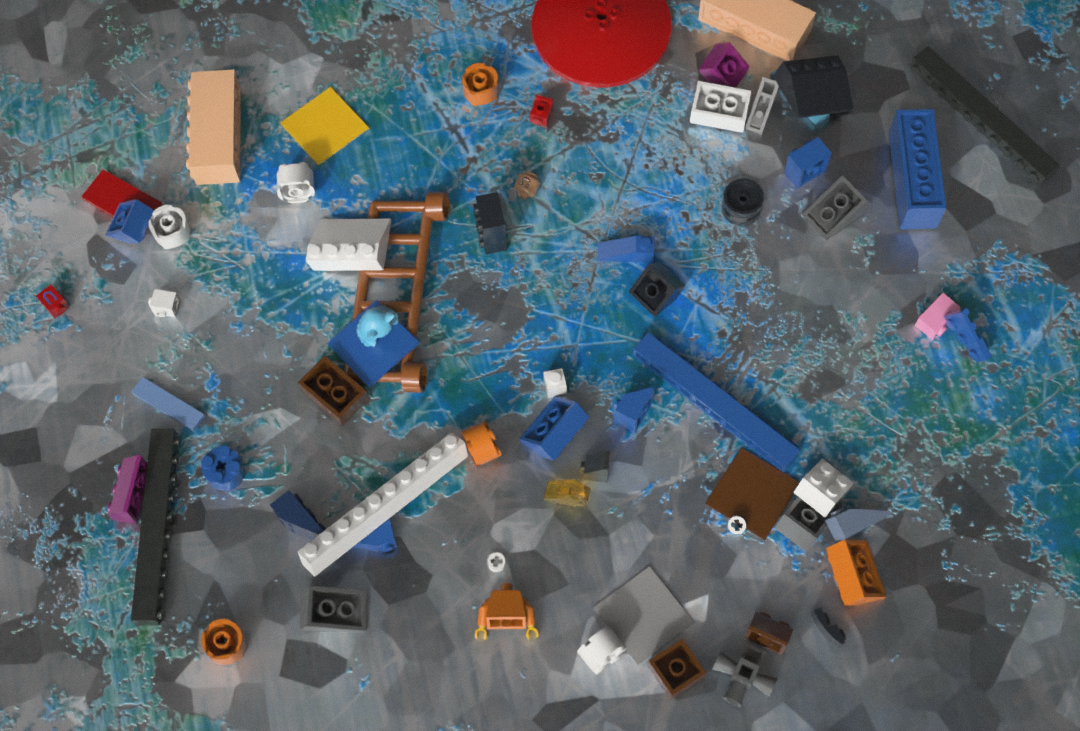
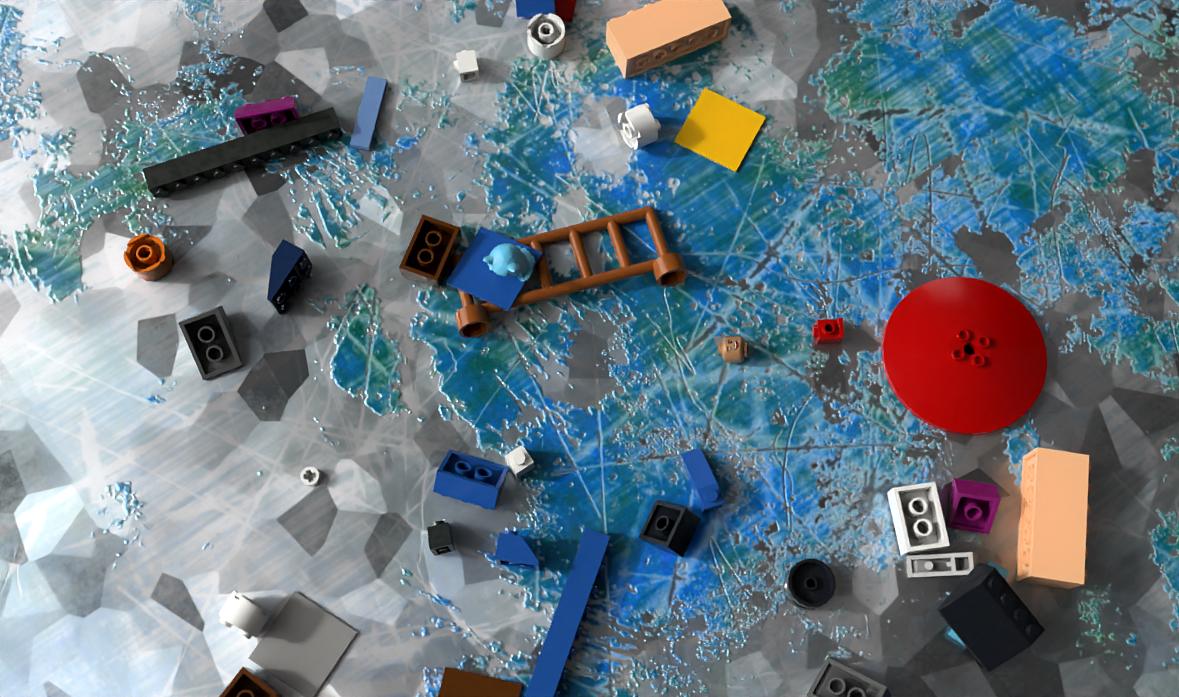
camera: 65 degrees right, 5 degrees up
(222, 458) = (317, 186): blue brick -> none
(349, 244) = (594, 203): white slope -> none
(380, 539) = (294, 347): blue slope -> none
(382, 504) = (325, 344): white brick -> none
(480, 84) = (826, 267): orange brick -> none
(481, 443) = (423, 412): orange brick -> none
(490, 223) = (667, 327): black brick -> none
(506, 611) = (258, 505): orange torso -> none
(567, 493) = (403, 519): clear yellow slope -> none
(807, 162) = (889, 640): blue brick -> none

